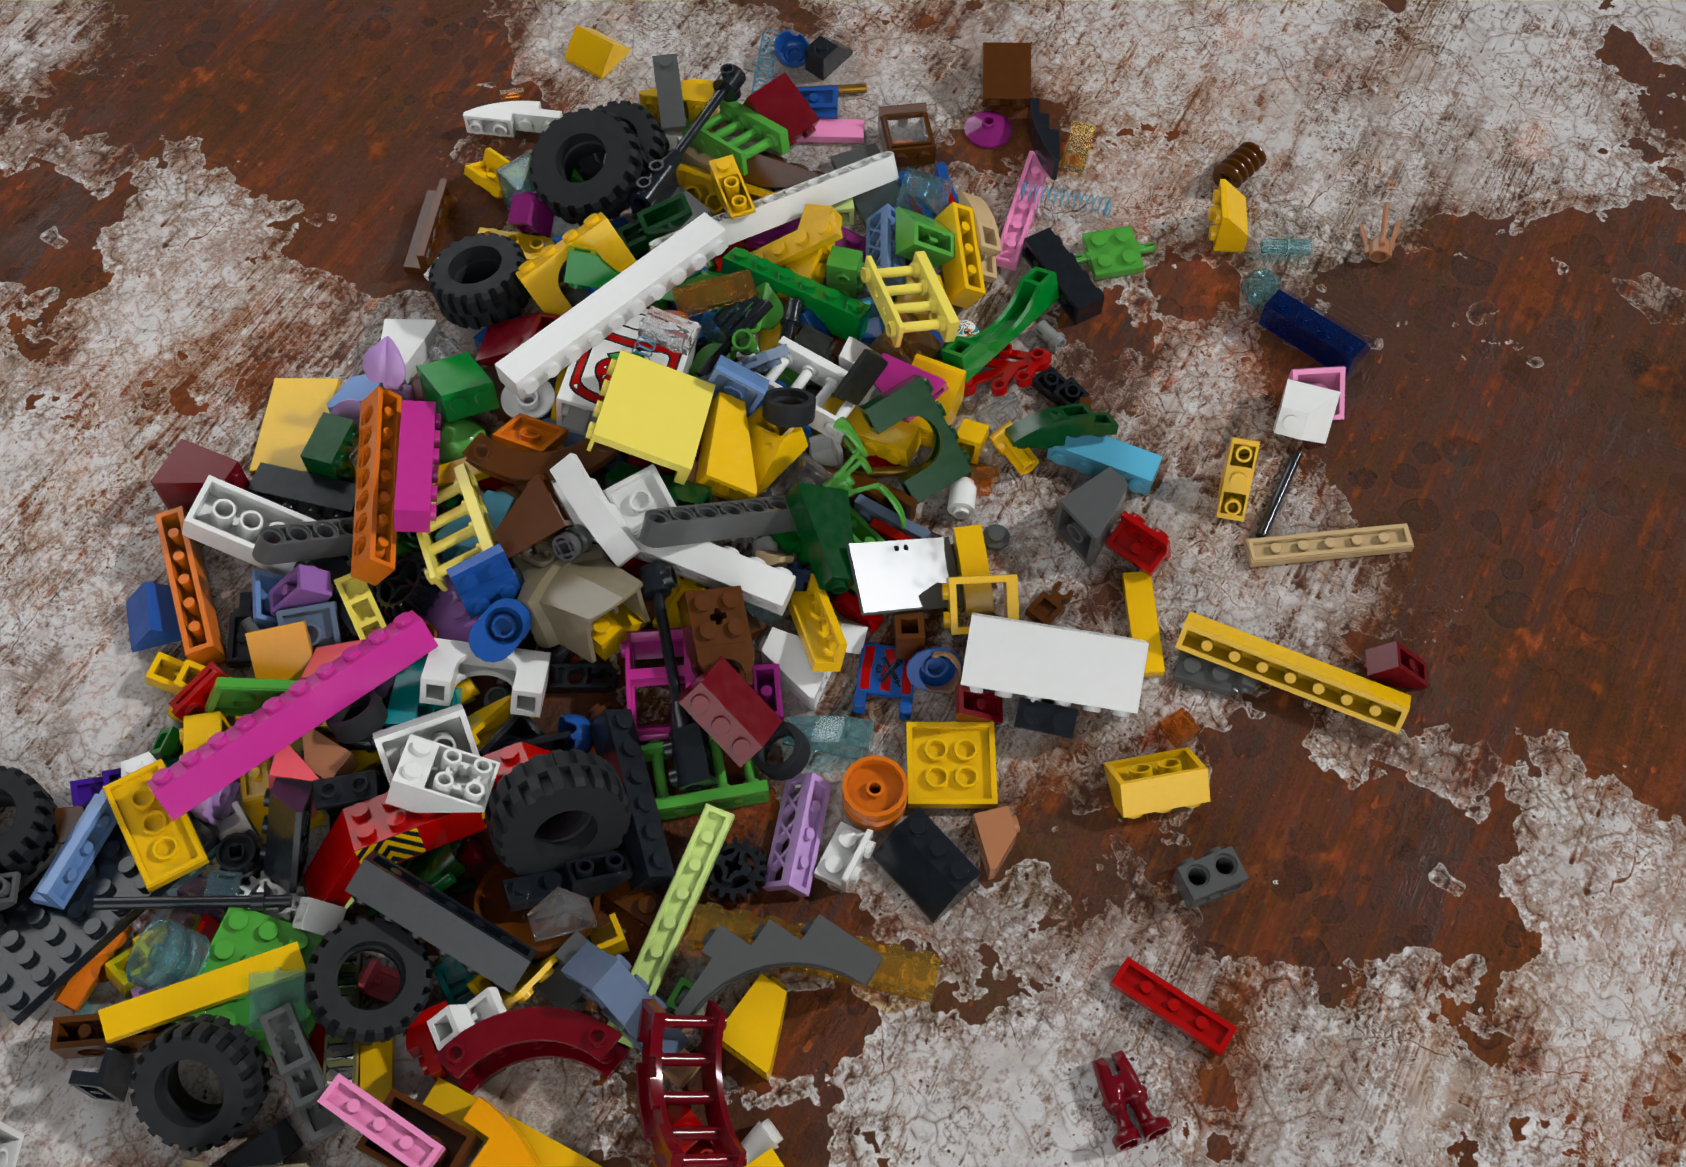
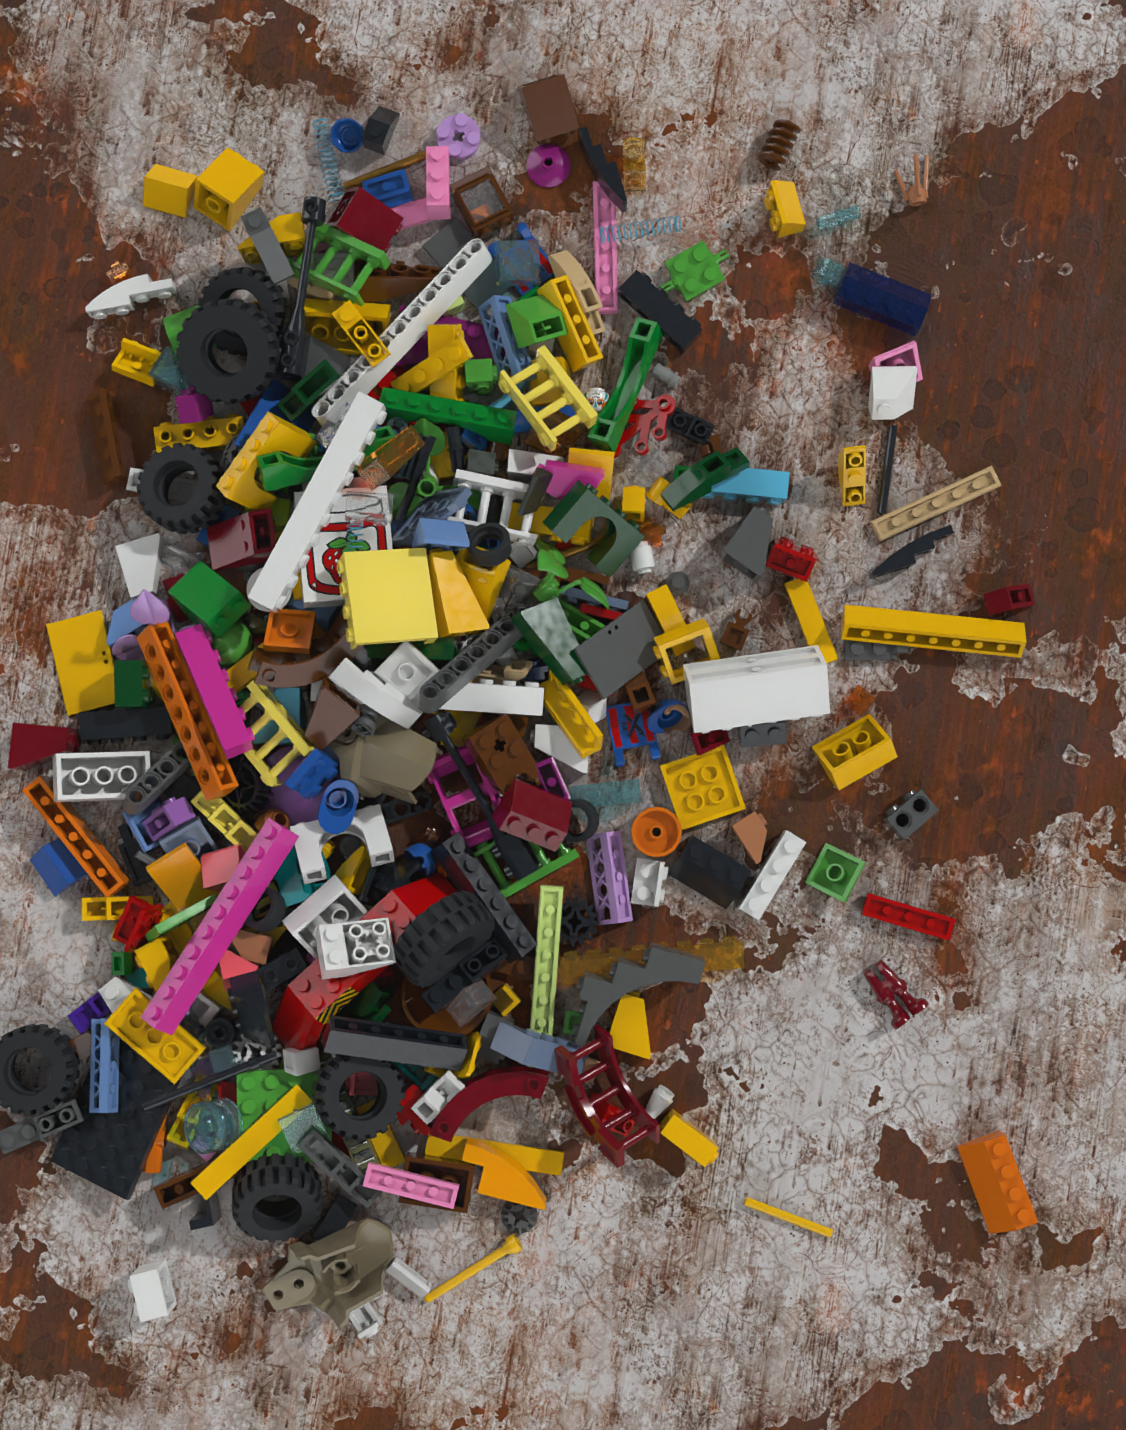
camera: 20 degrees left, 25 degrees up
(635, 55) = (227, 188): none -> yellow slope
(864, 108) = (438, 182): none -> bright pink brick
(908, 72) = (459, 124): none -> lavender plate
(1005, 893) = (771, 874): none -> white brick
(1090, 919) = (835, 872): none -> bright green slope
(1276, 584) = (906, 555): none -> black slope

